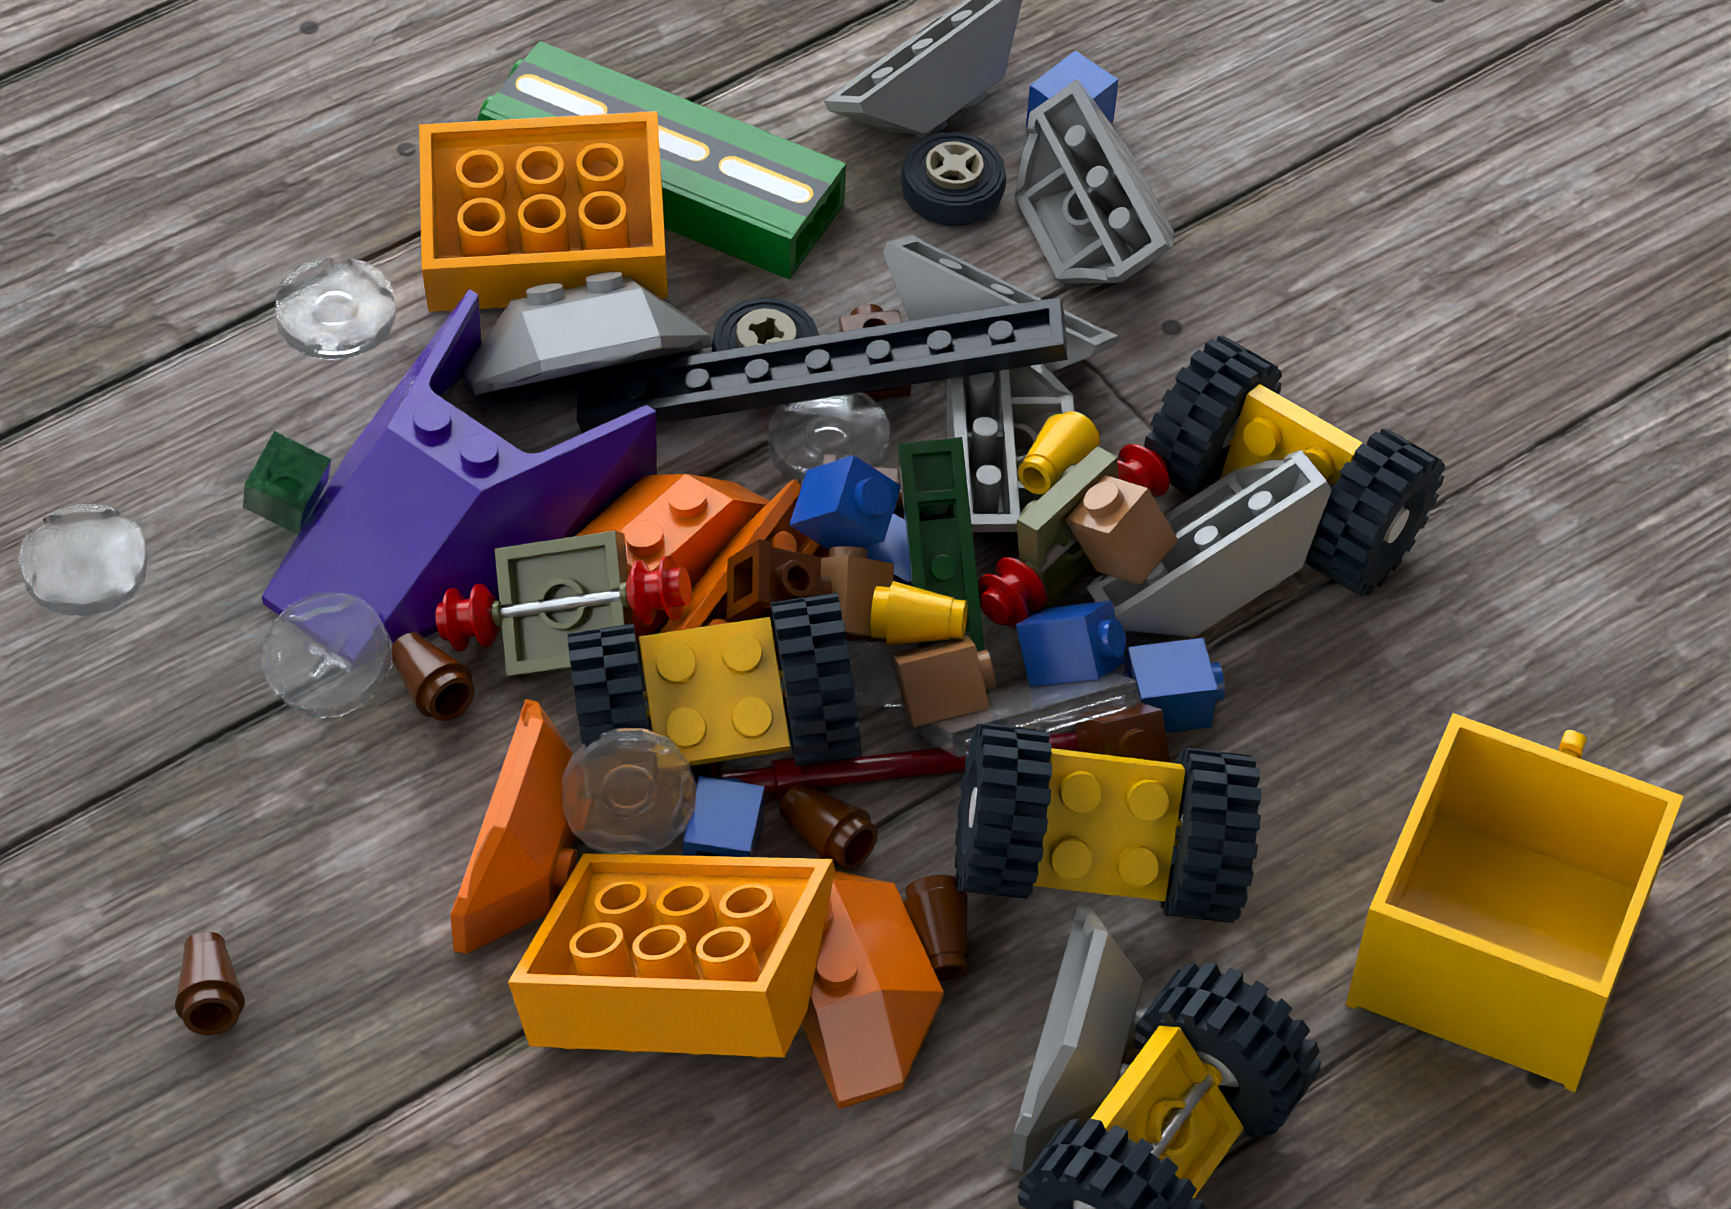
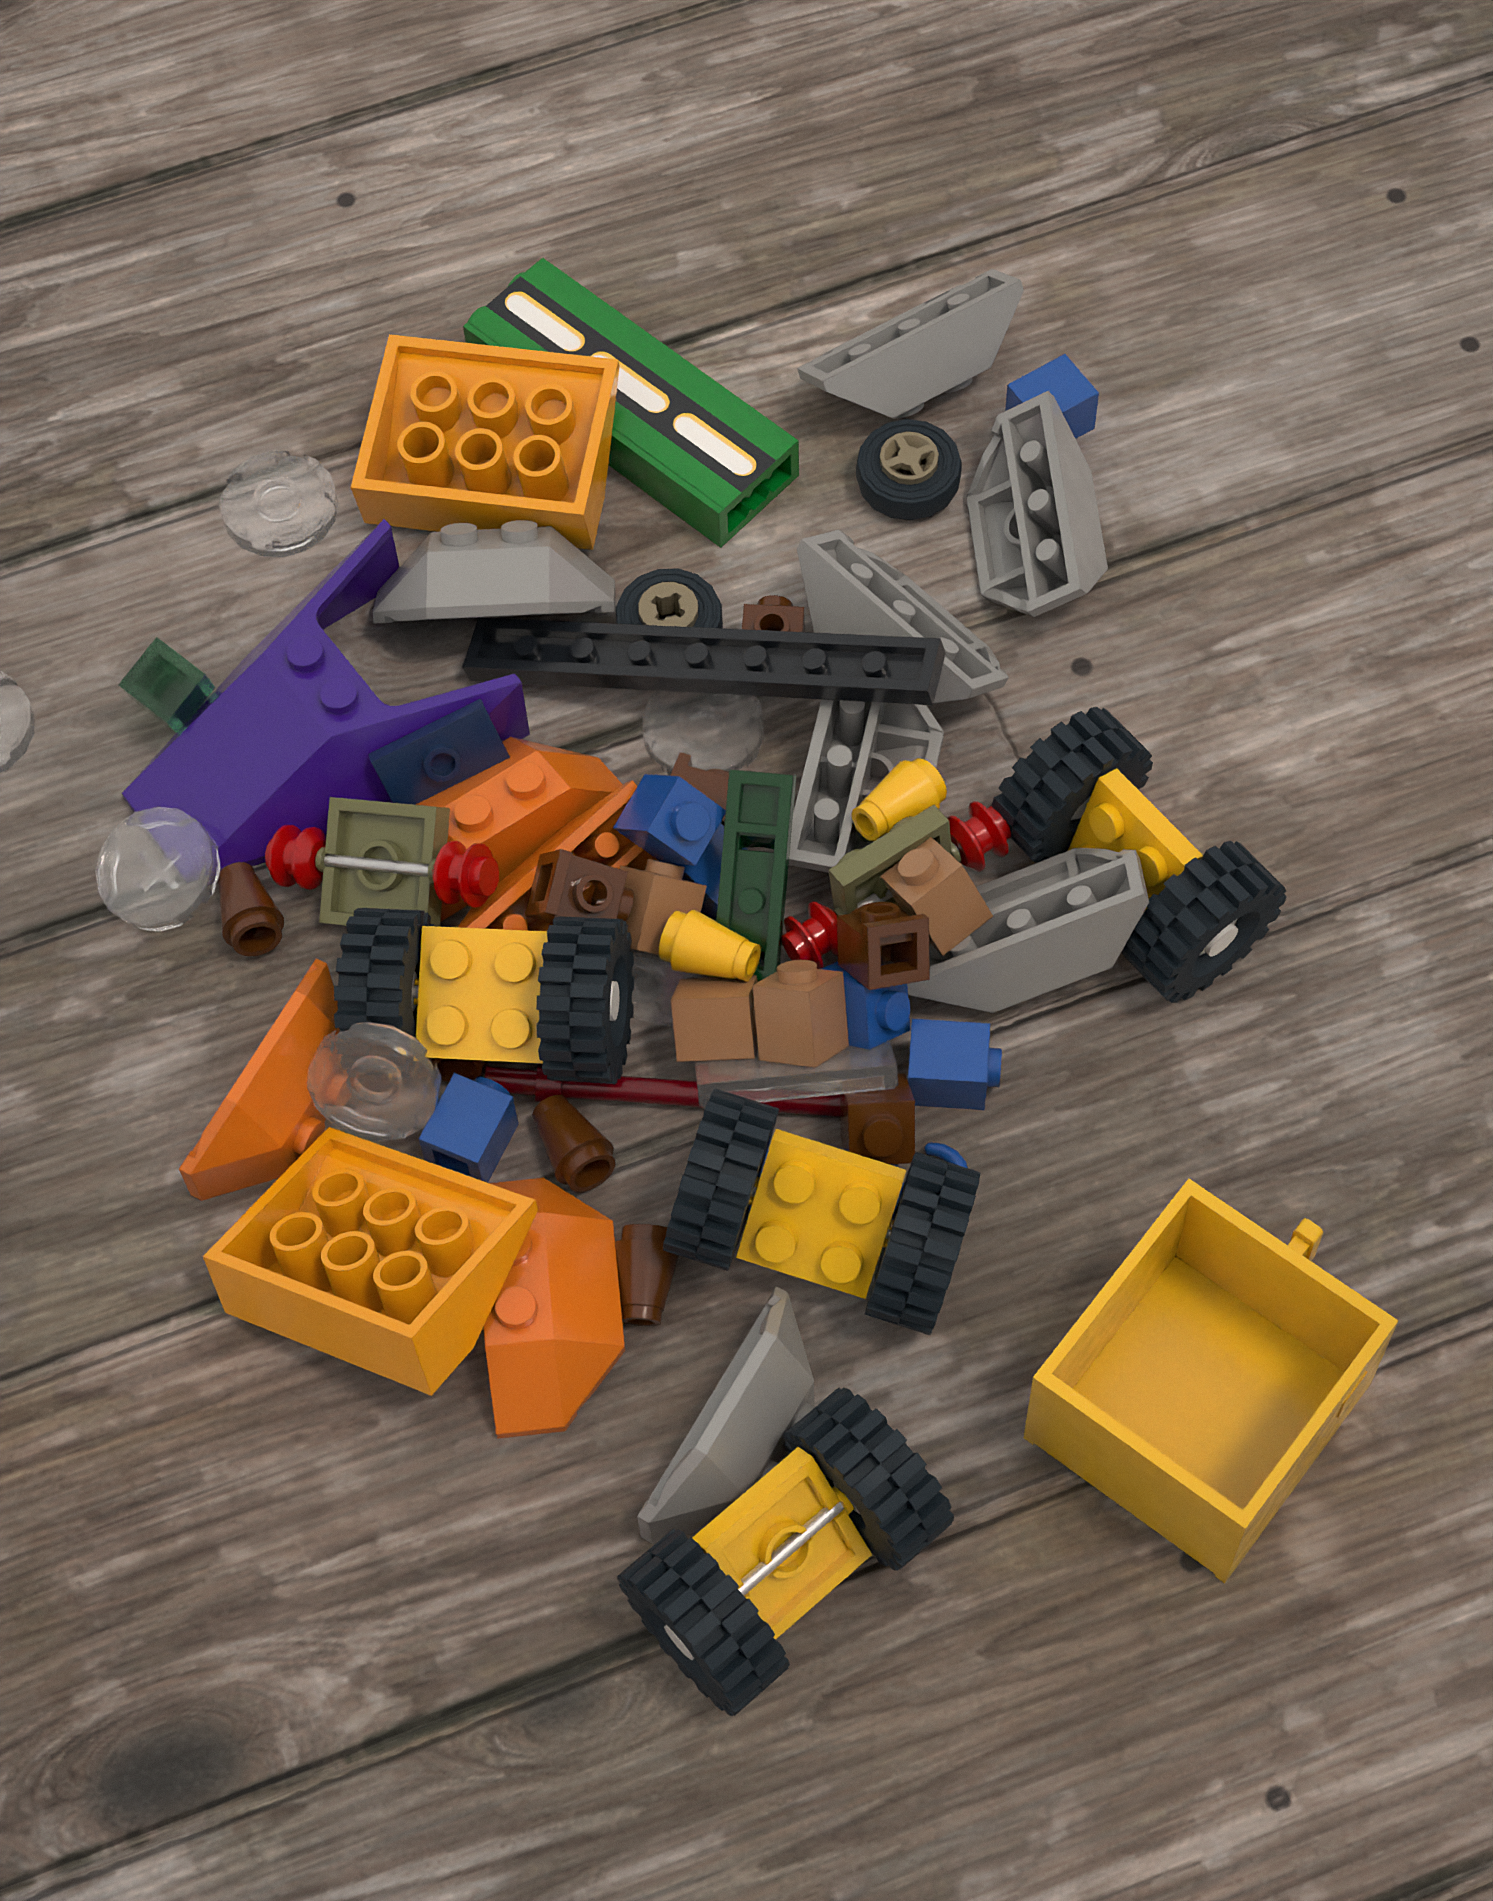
camera: 20 degrees right, 10 degrees up
(590, 492) = (439, 755): none -> dark blue plate
(1026, 655) = (800, 1014): none -> medium nougat brick
(1089, 576) = (883, 934): none -> reddish brown brick

